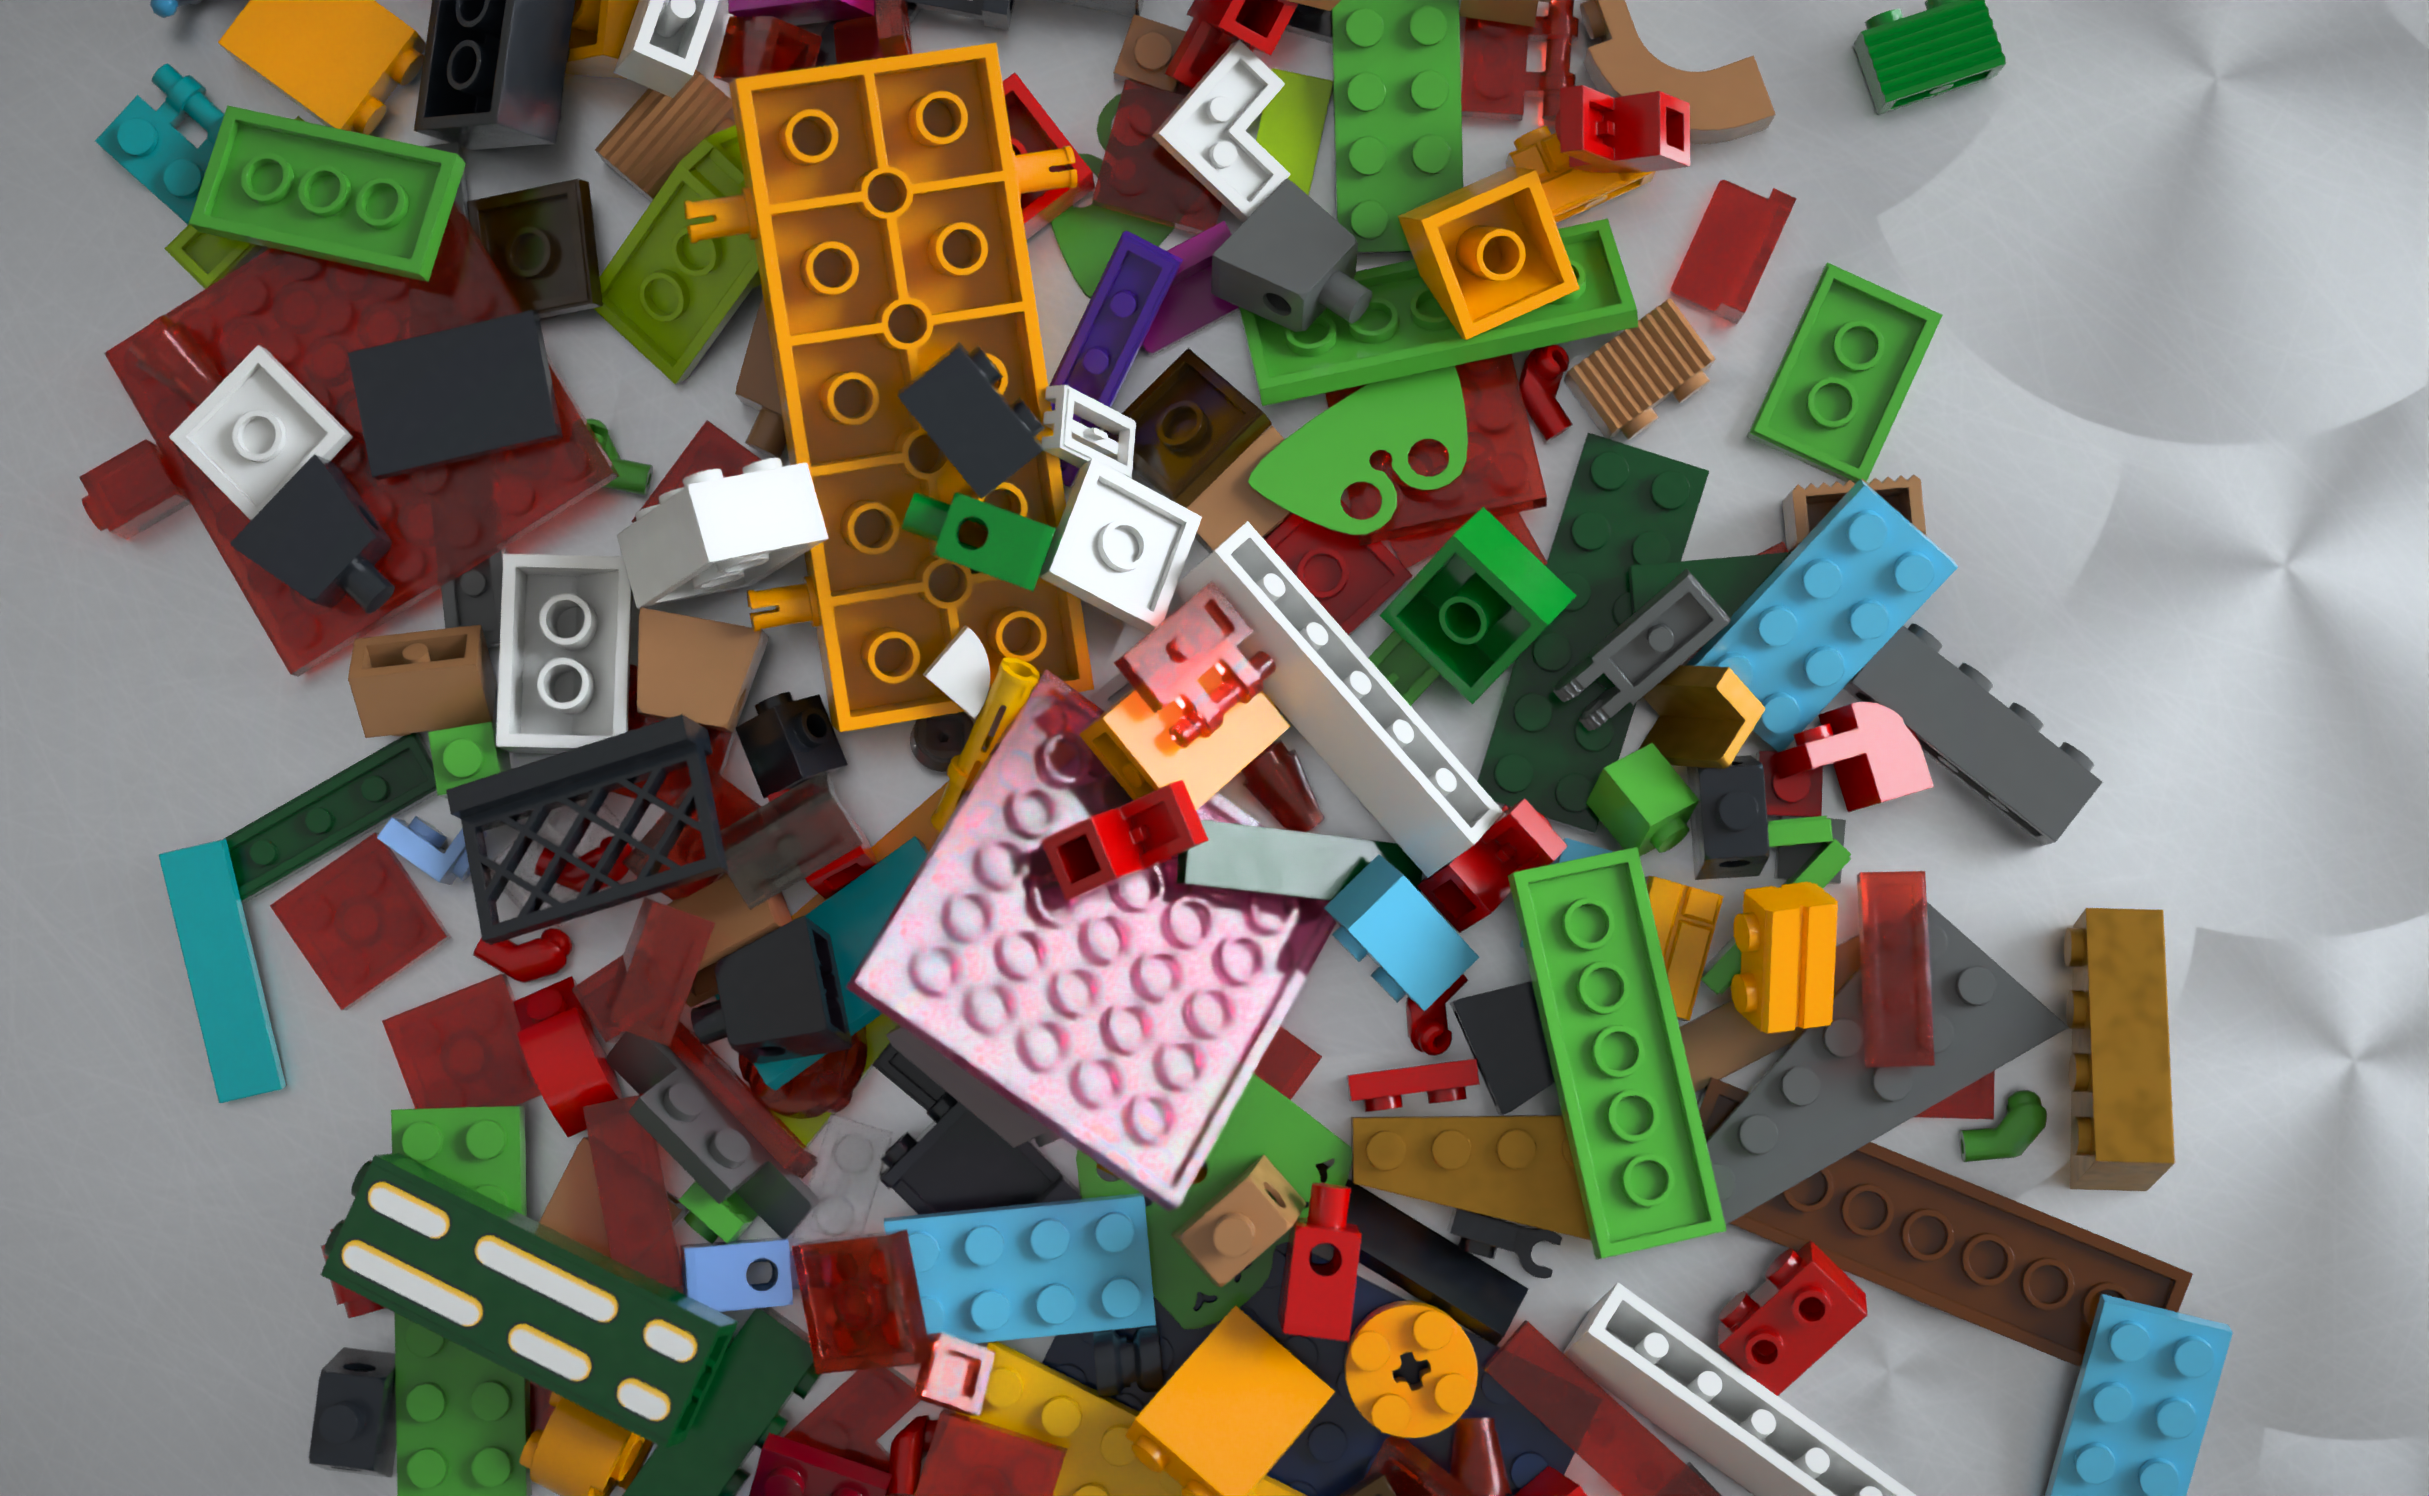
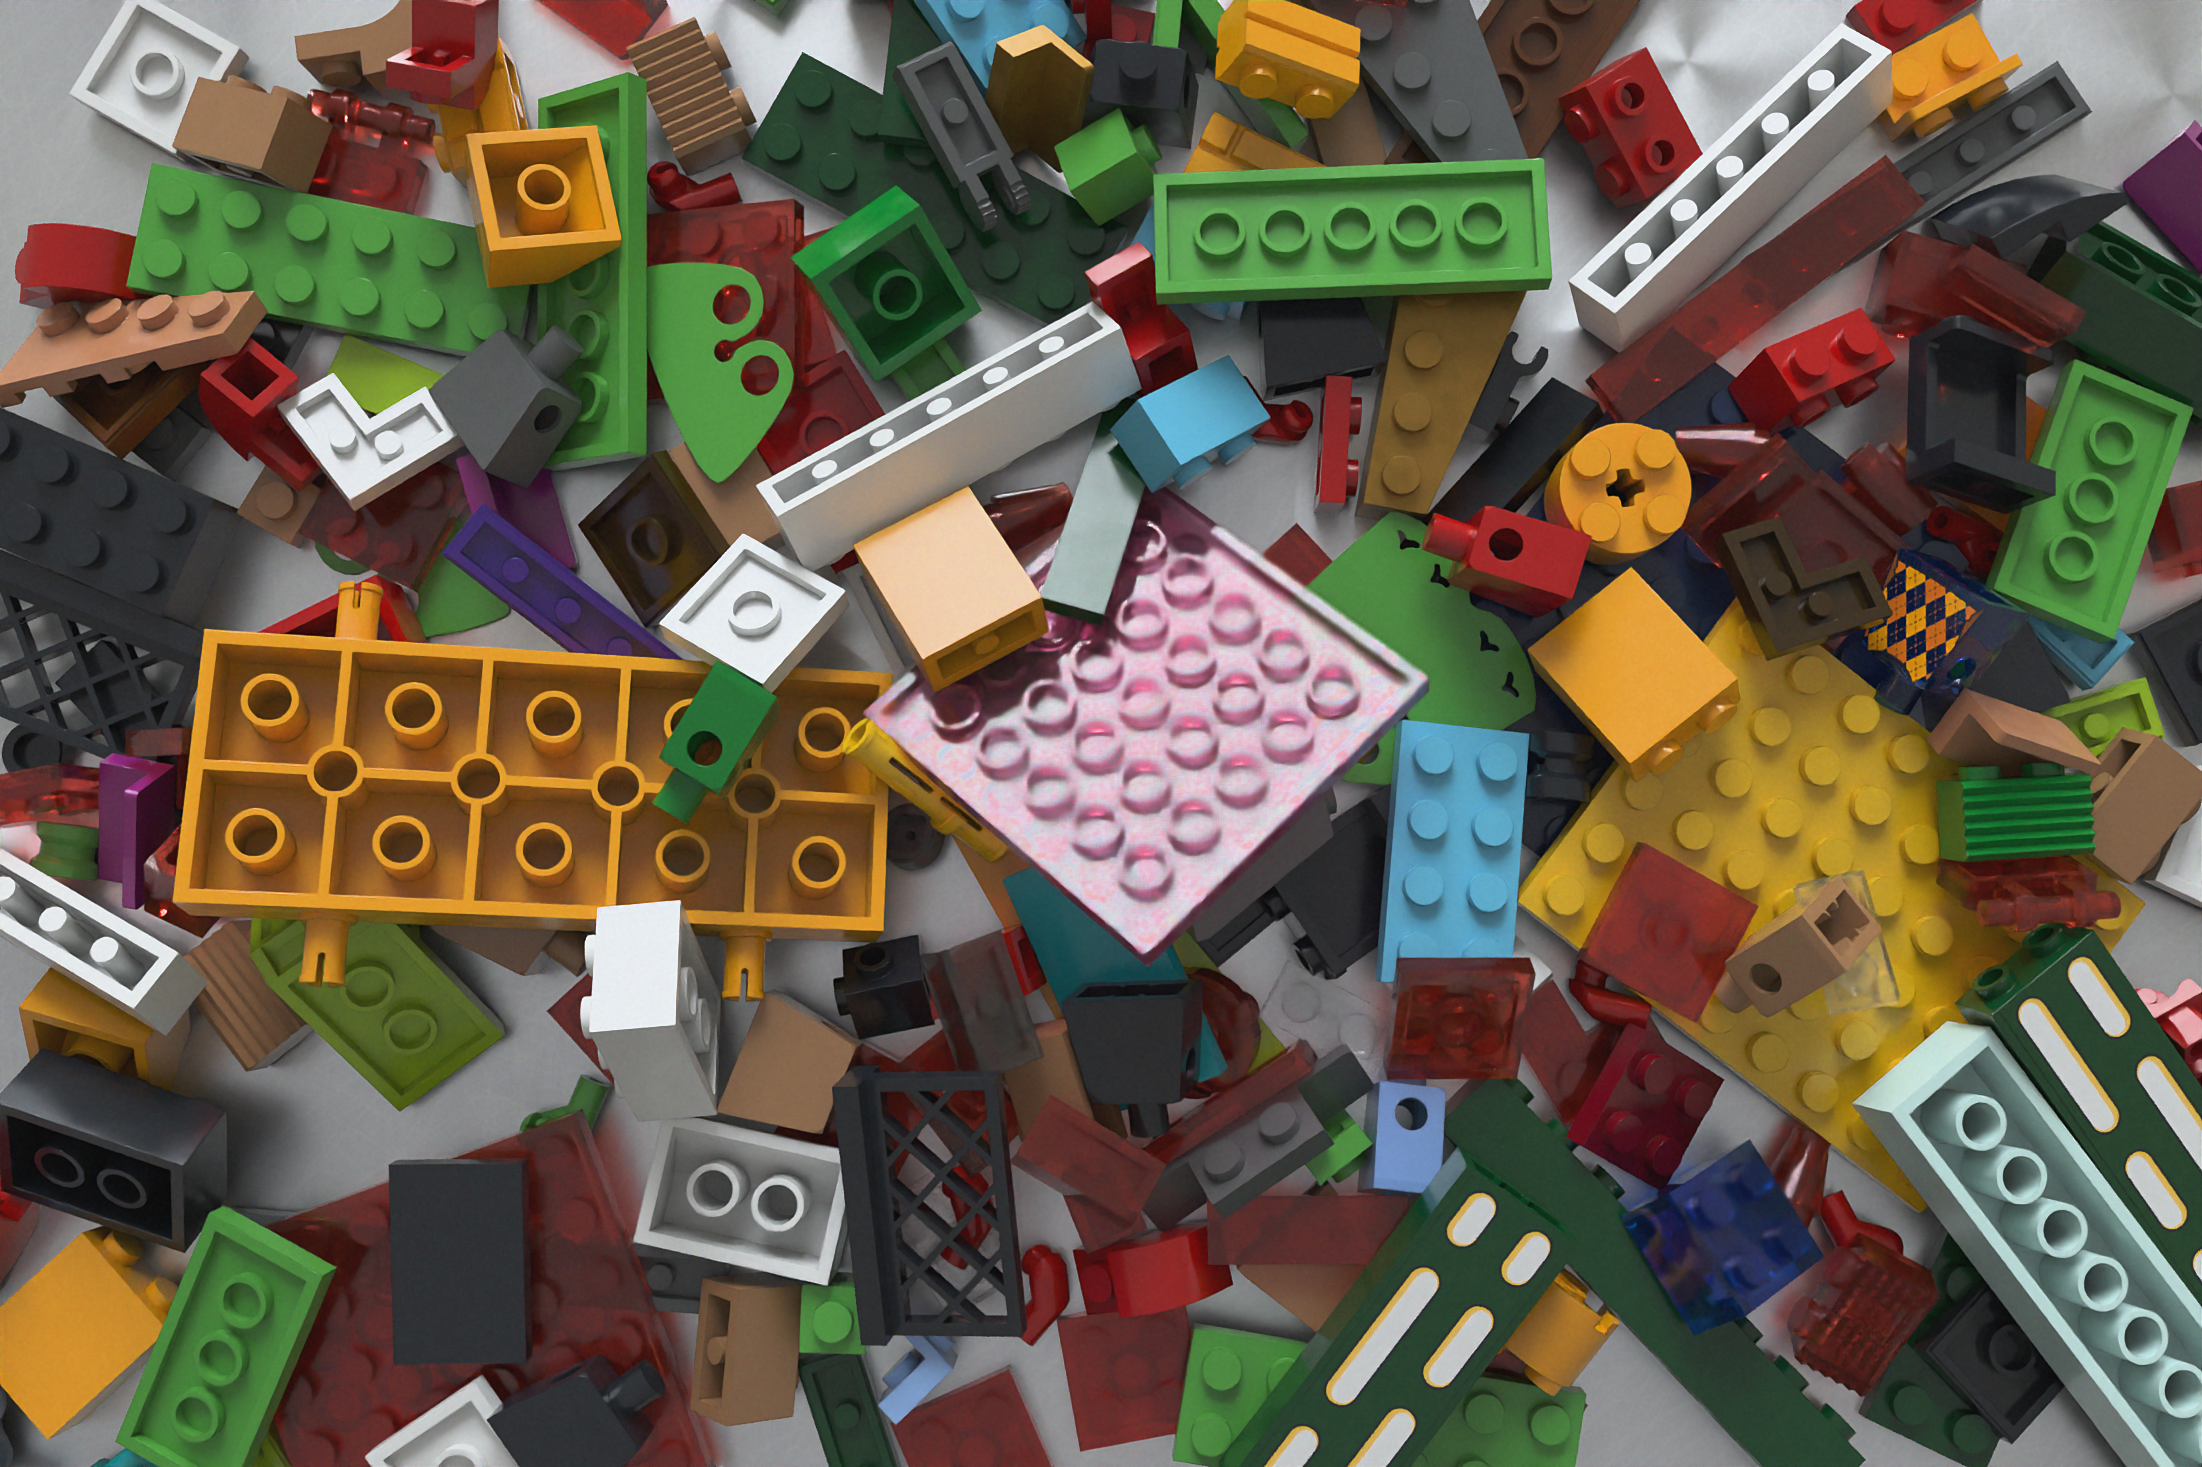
camera: 80 degrees left, 0 degrees up
(542, 245) = (333, 1142): dark brown tile -> none
(955, 1375) = (1548, 937): clear red tile -> none
(962, 671) = (847, 795): white tile -> none
(972, 418) = (588, 728): black brick -> none
(1078, 443) = (638, 641): white tile -> none
(1124, 840) = (1050, 658): red brick -> none
(1184, 648) = (871, 569): clear red plate -> none
(1240, 1222) = (1449, 629): medium nougat torso -> none

